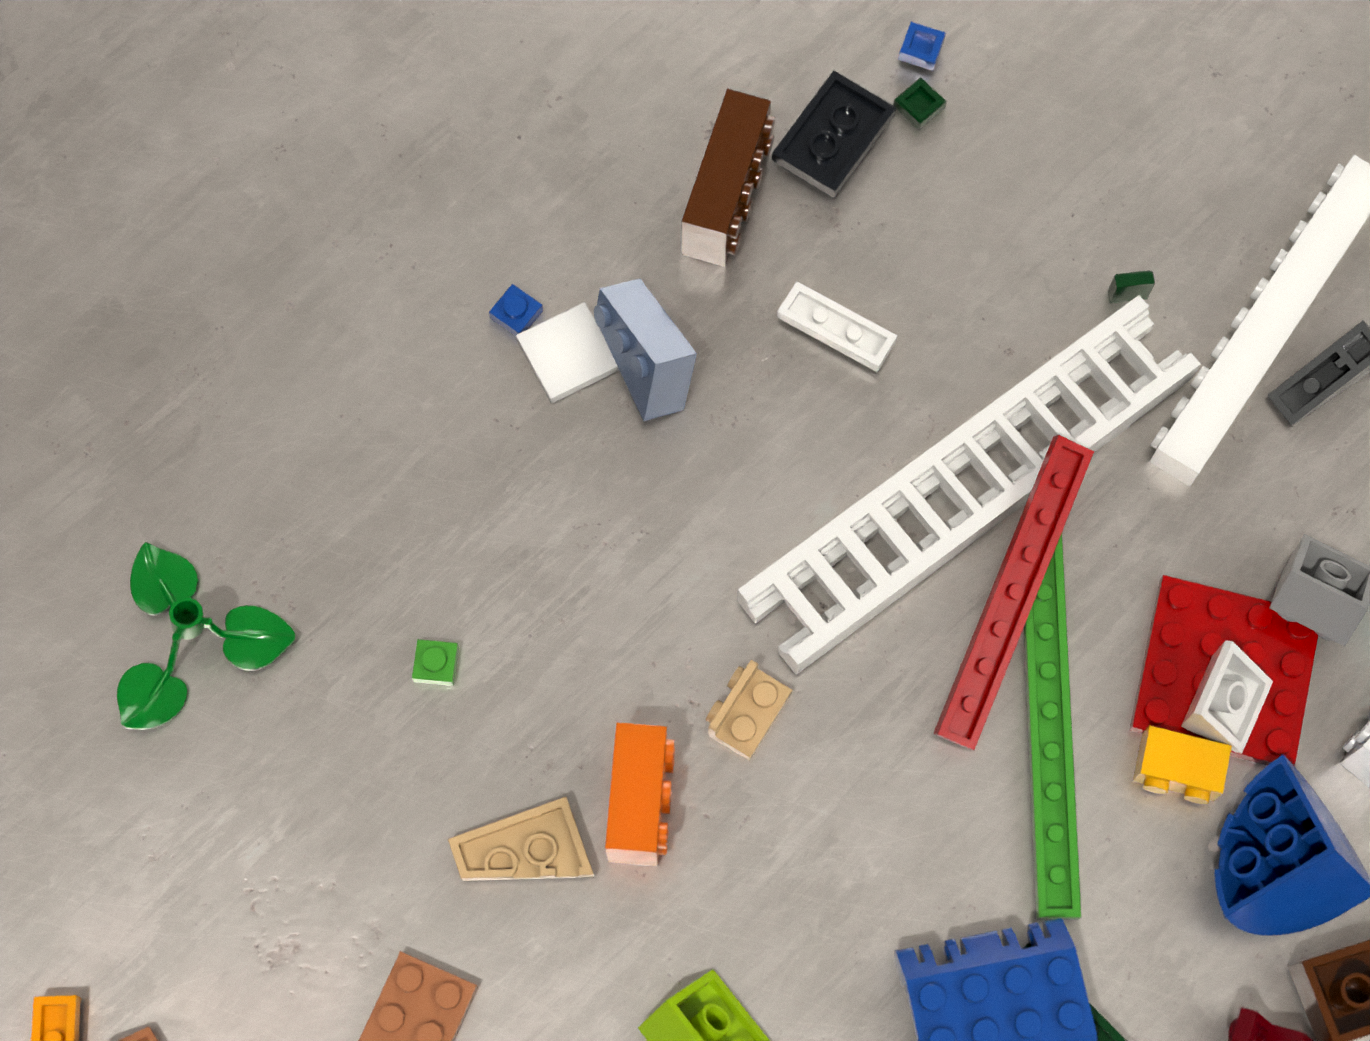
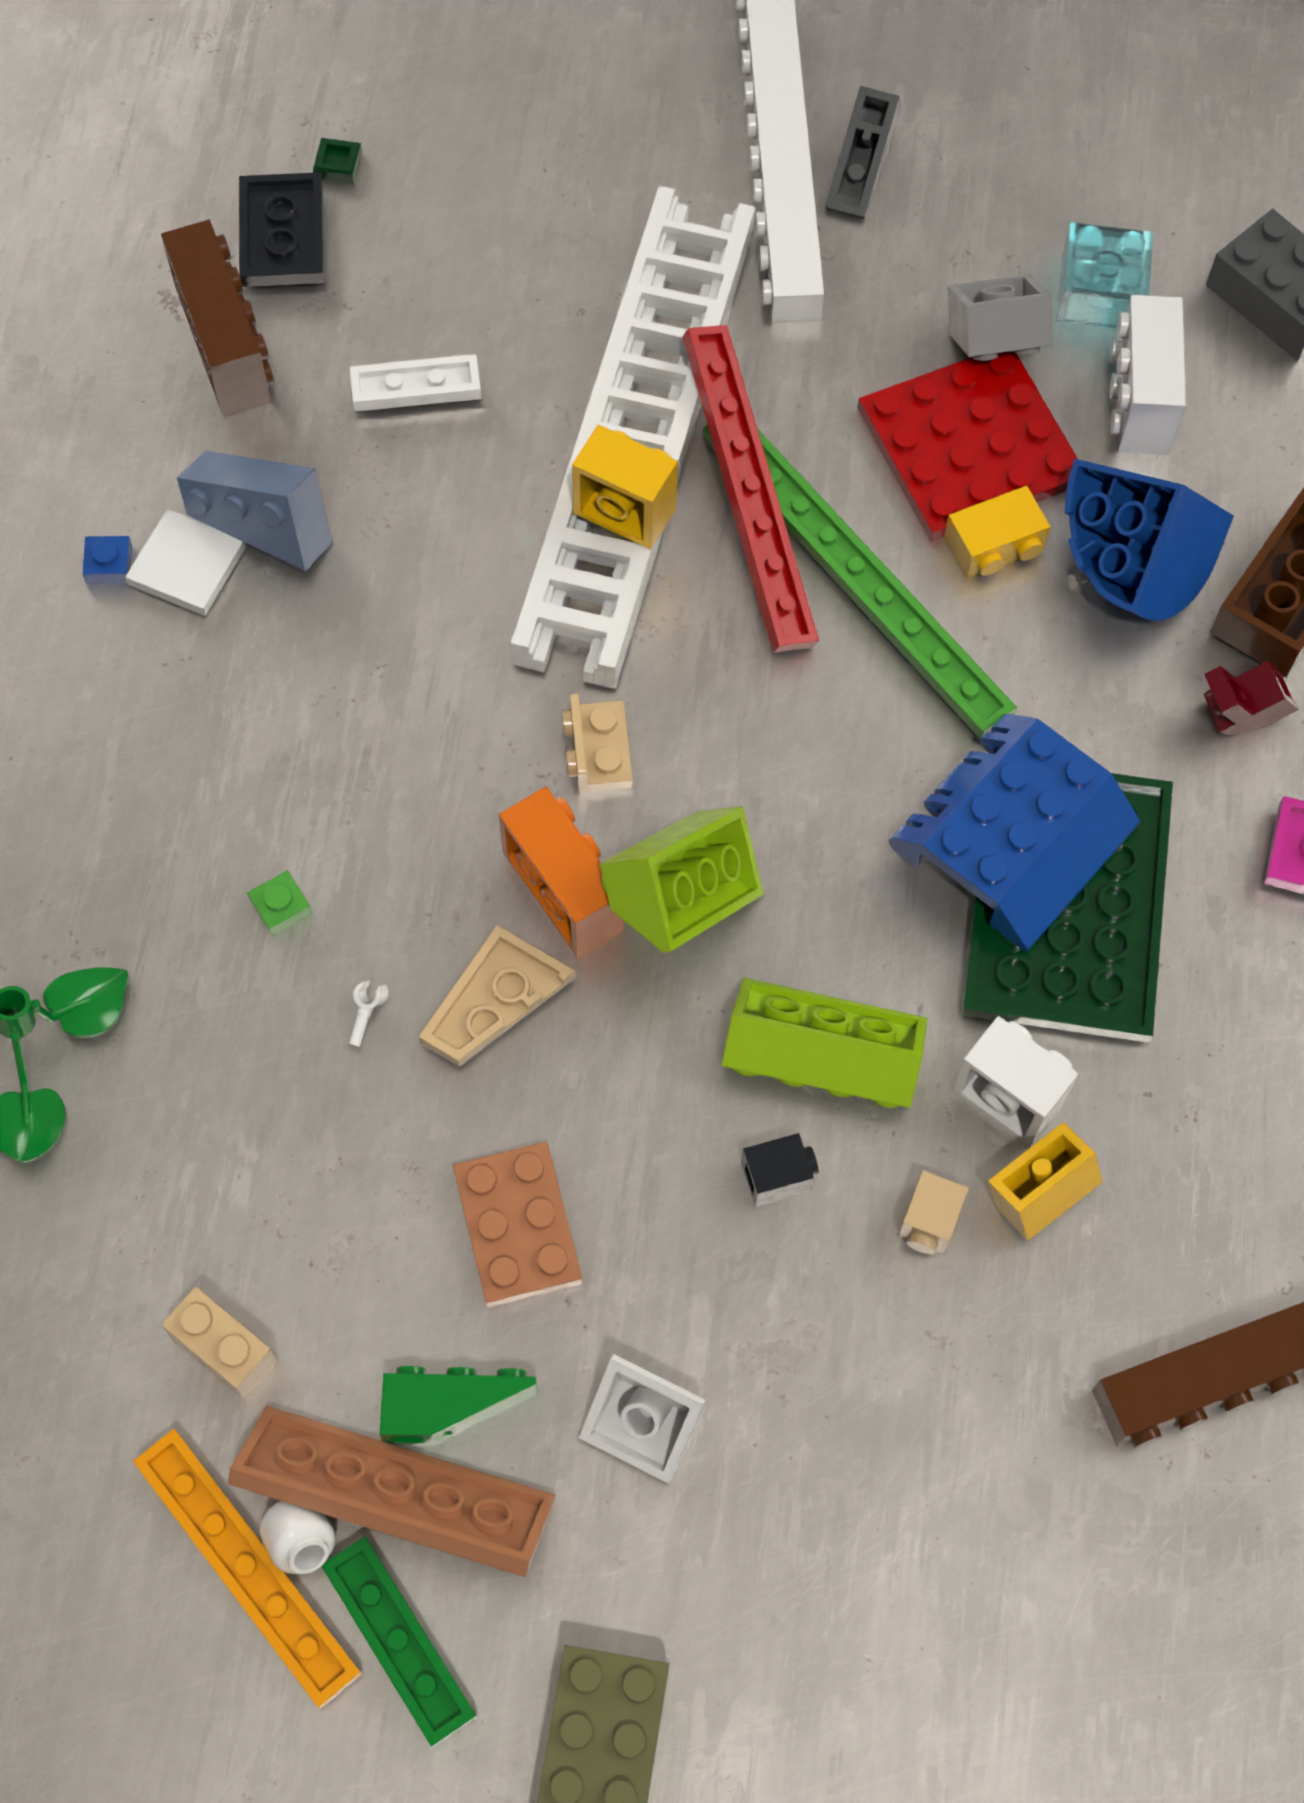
camera: 40 degrees left, 5 degrees down
(149, 959) = (220, 1343): none -> tan brick
(434, 785) = (365, 1009): none -> white hand
(714, 870) = (684, 877): none -> lime slope
(907, 531) = (624, 486): none -> yellow brick
(921, 46) = (301, 111): blue plate -> none
(1130, 285) = (642, 189): dark green tile -> none
(1228, 698) = (990, 449): white slope -> none

